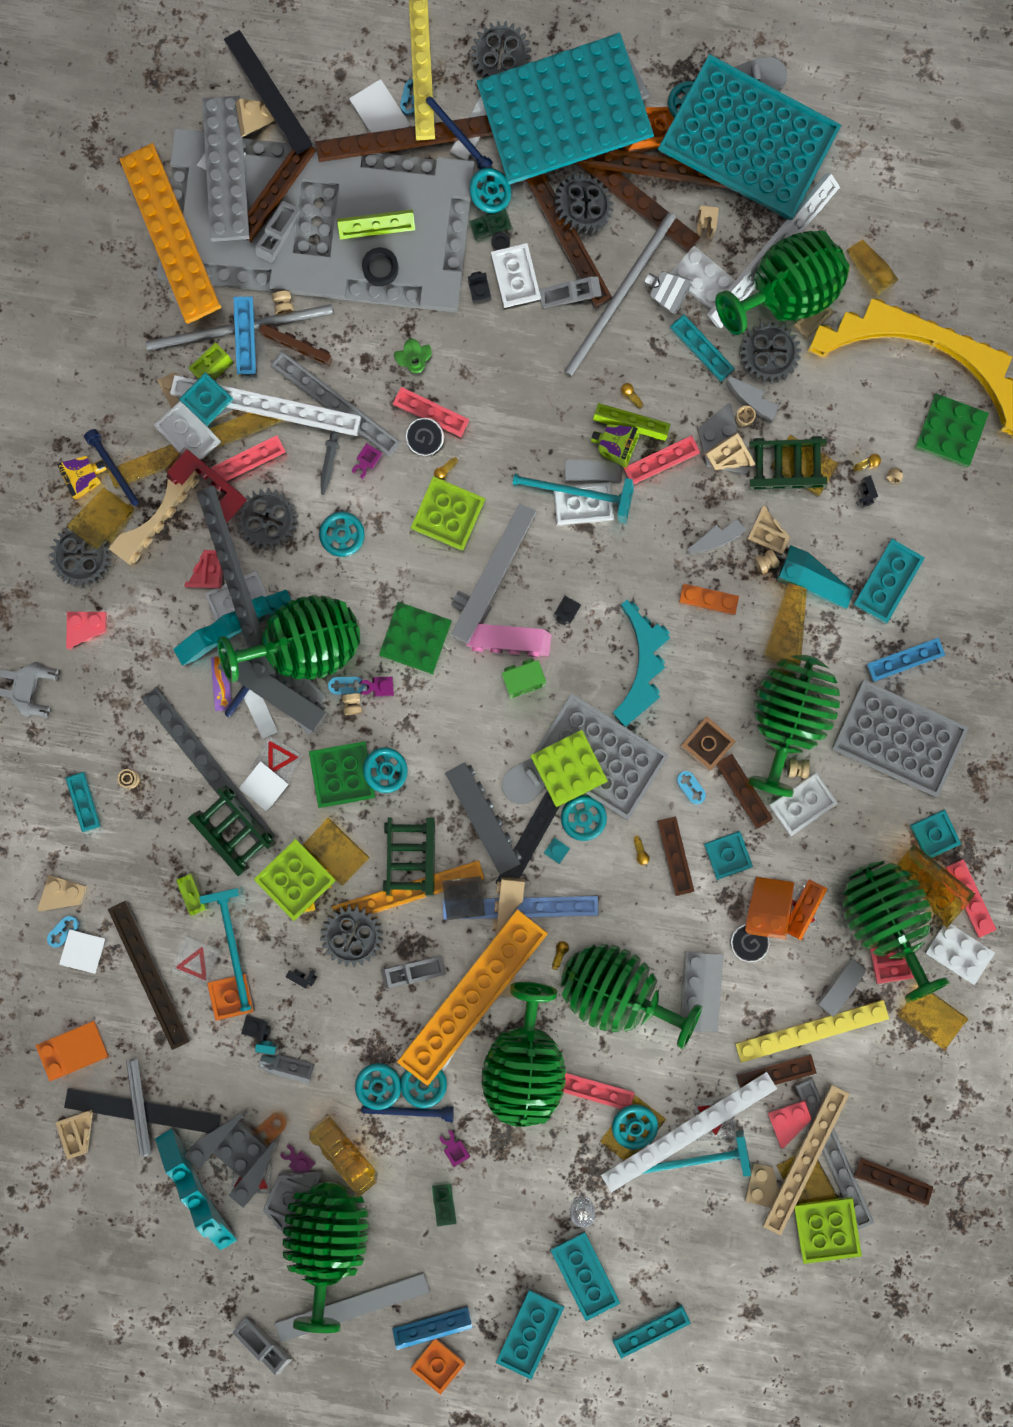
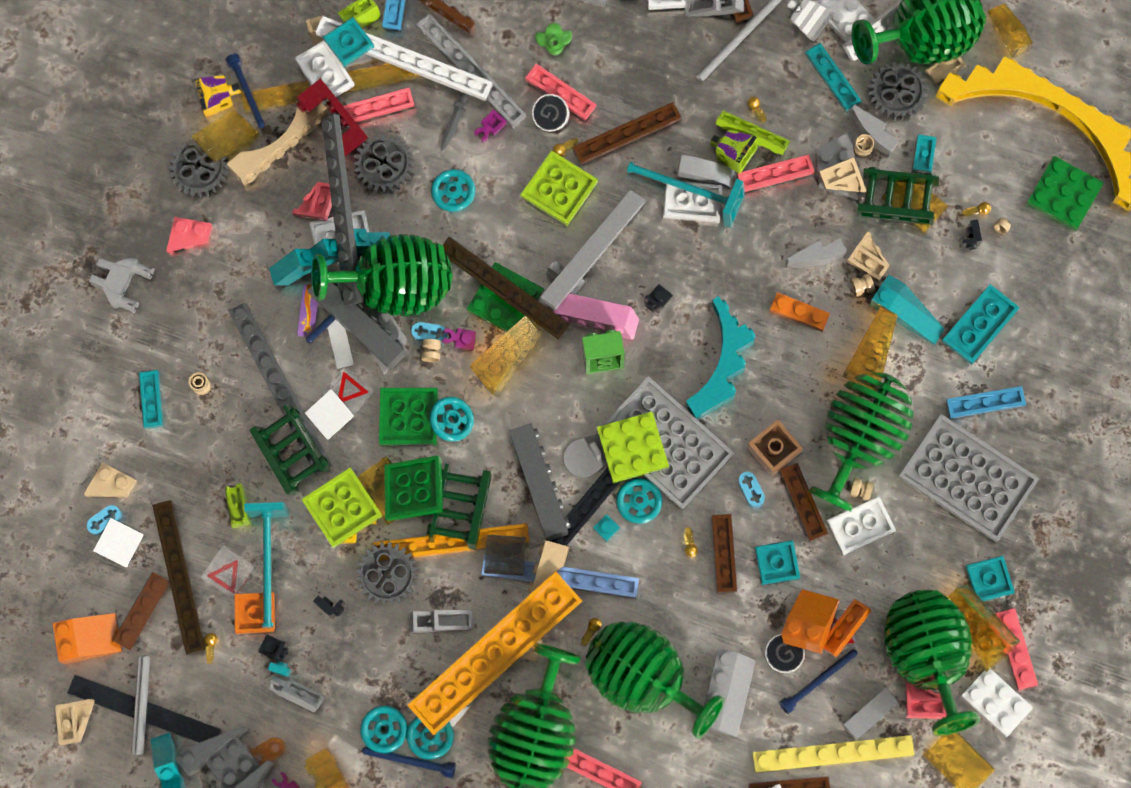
camera: 15 degrees right, 10 degrees down
(118, 1015) = (141, 611): none -> reddish brown plate
(193, 1032) = (210, 640): none -> piece
(361, 848) = (413, 488): none -> green plate
(413, 629) = (505, 288): none -> dark brown plate
(425, 701) = (506, 355): none -> clear yellow wedge
(505, 444) = (626, 133): none -> reddish brown plate
(763, 990) = (789, 704): none -> dark blue piece
(806, 414) = (924, 154): none -> teal plate

